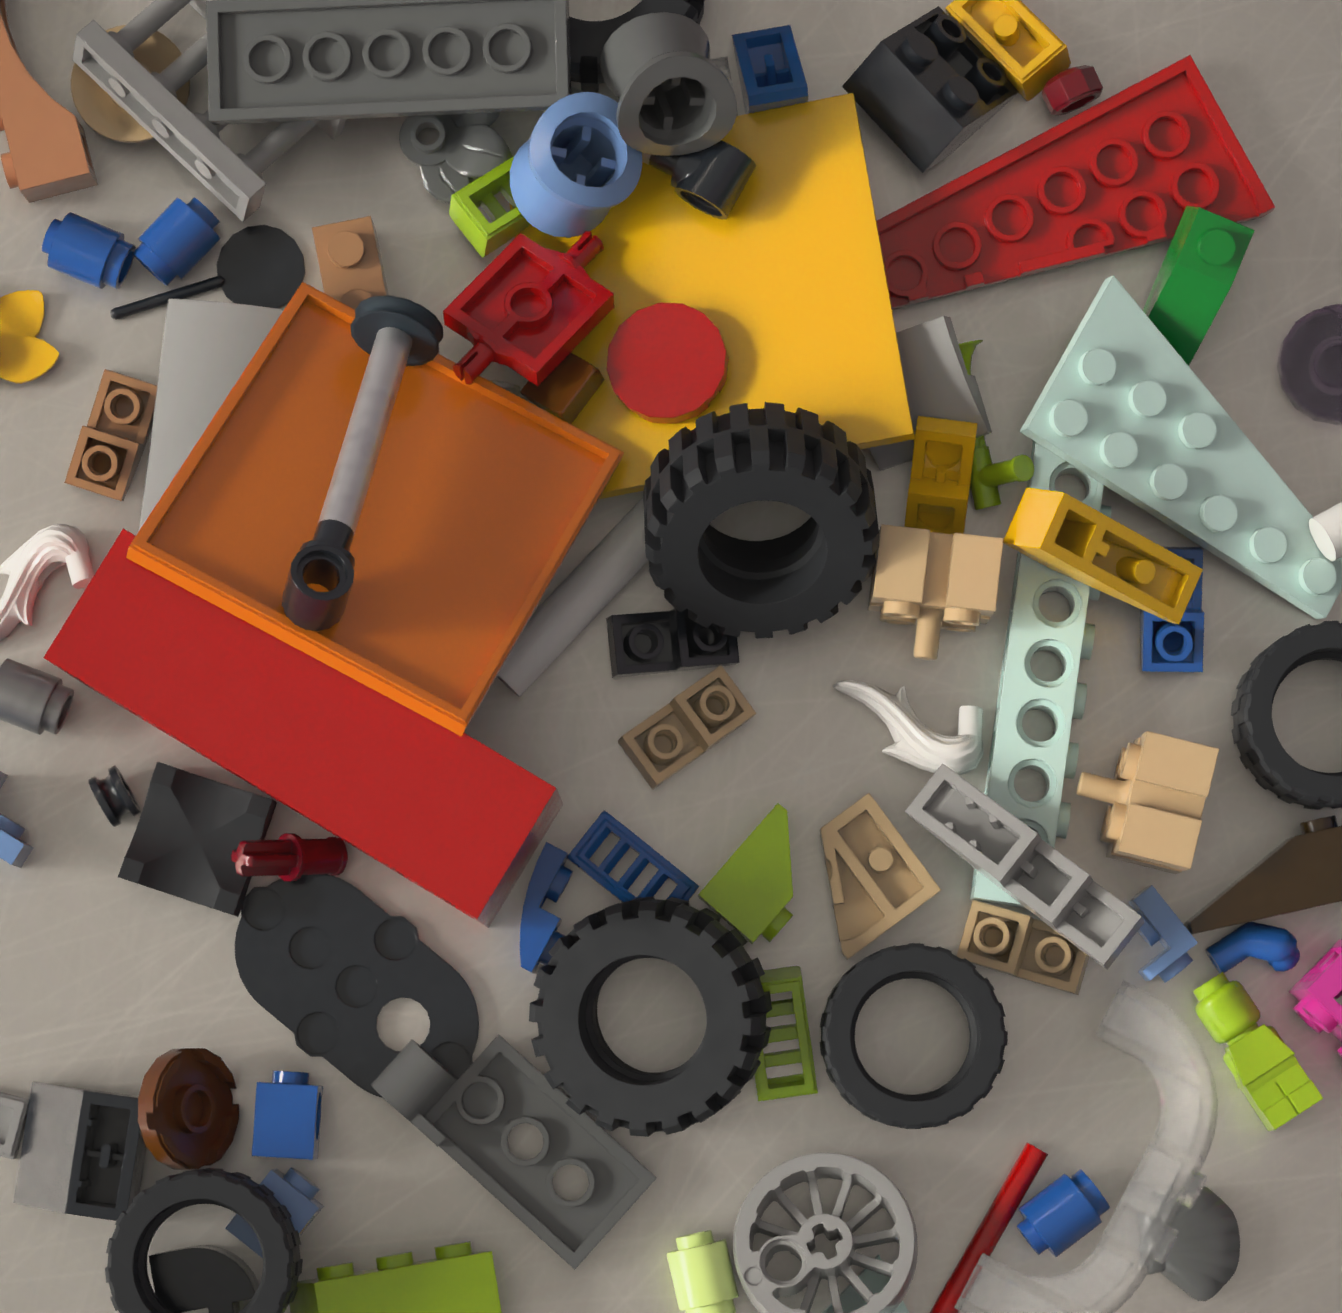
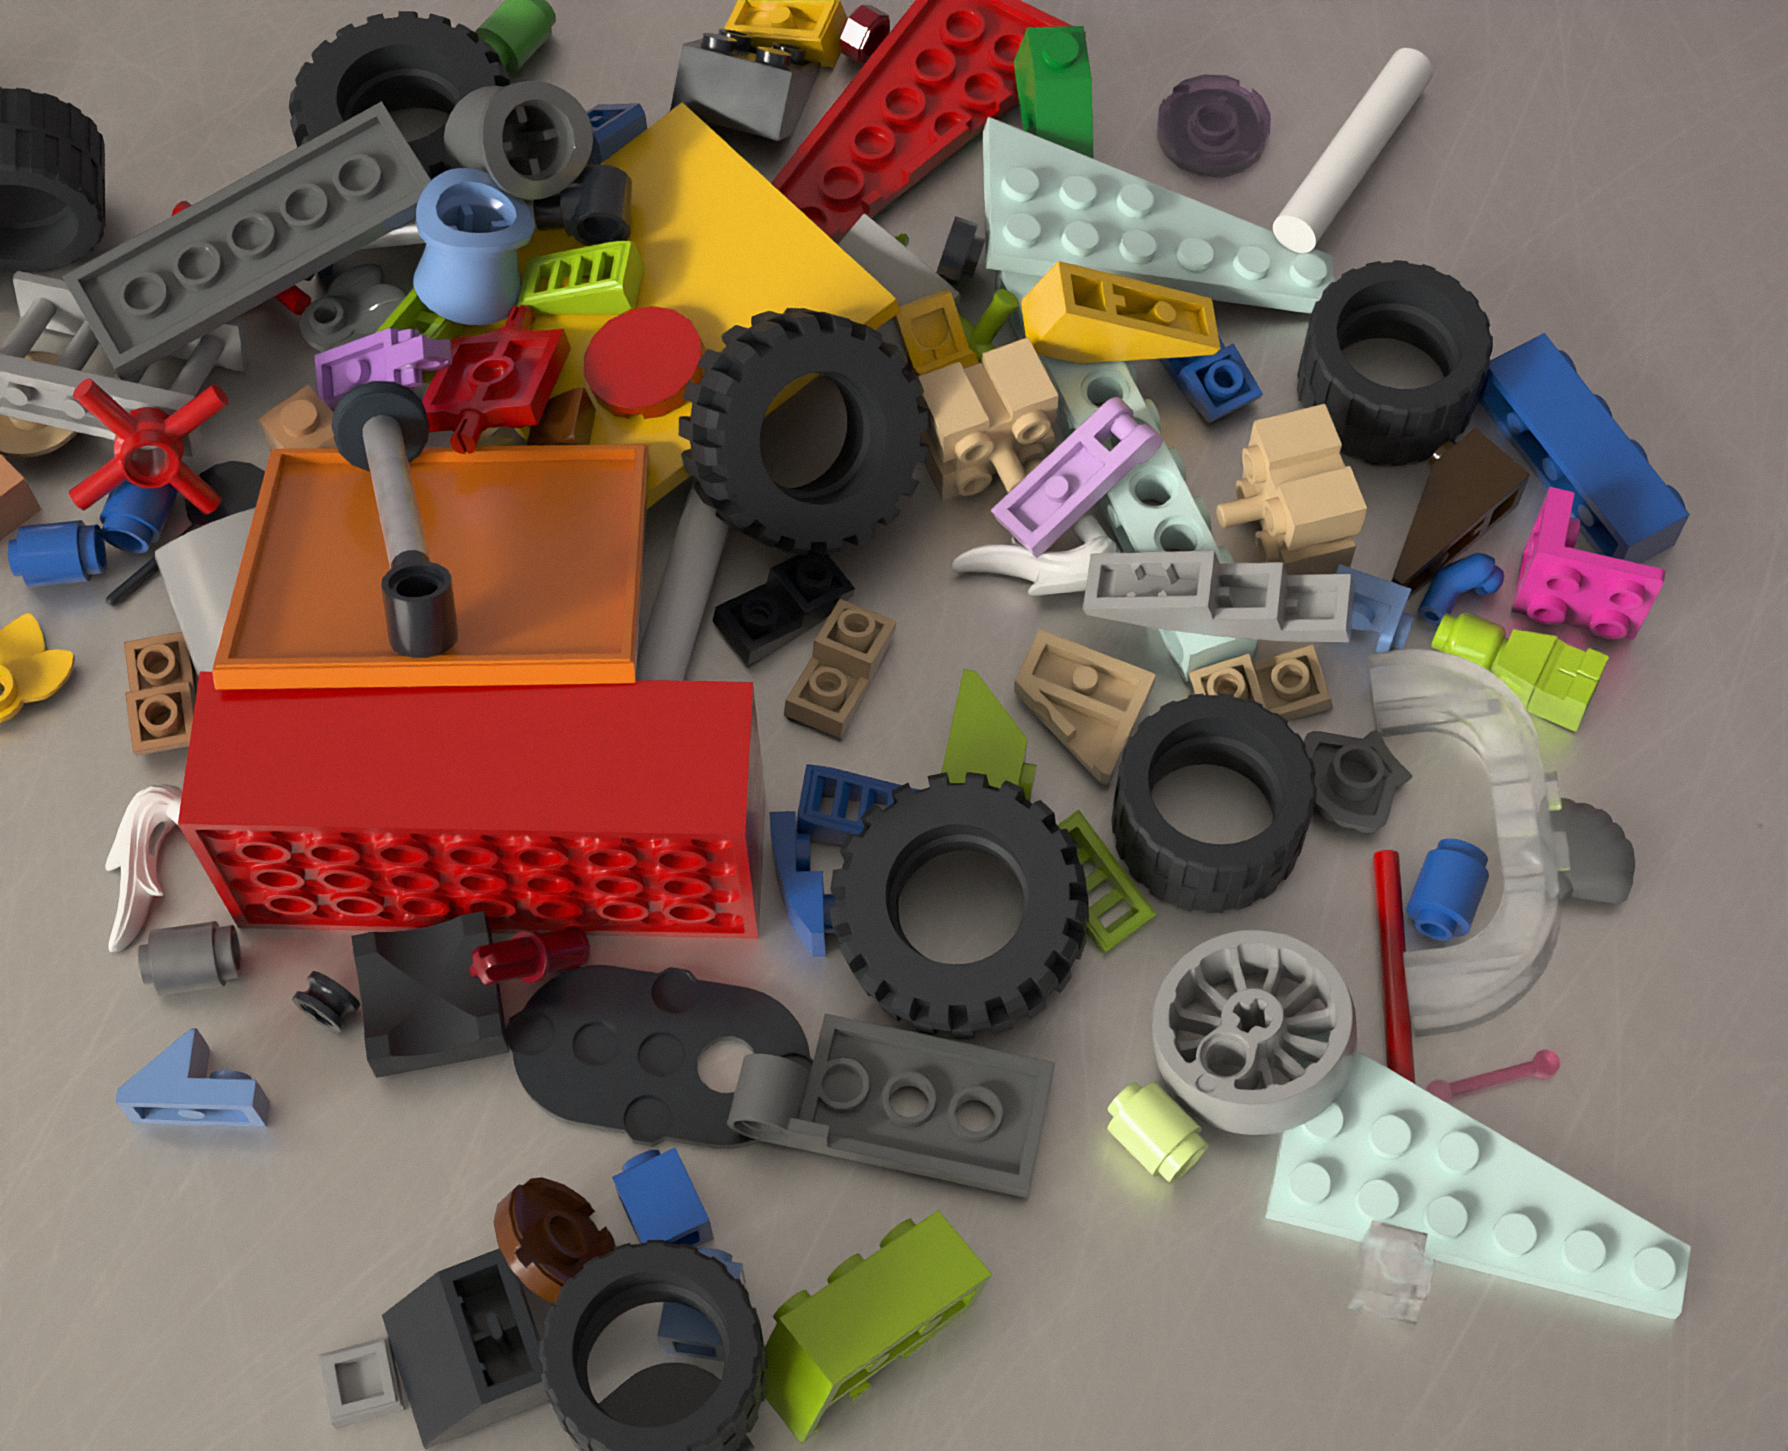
camera: 30 degrees left, 20 degrees down
(203, 214) = (148, 428): none -> red bar
(437, 229) = (382, 356): none -> medium lavender hinge
(691, 271) = (598, 297): none -> lime slope
(974, 681) = (1075, 476): none -> lavender plate
(1013, 391) = (960, 251): none -> black plate
(1049, 1069) = (1354, 778): none -> dark grey animal

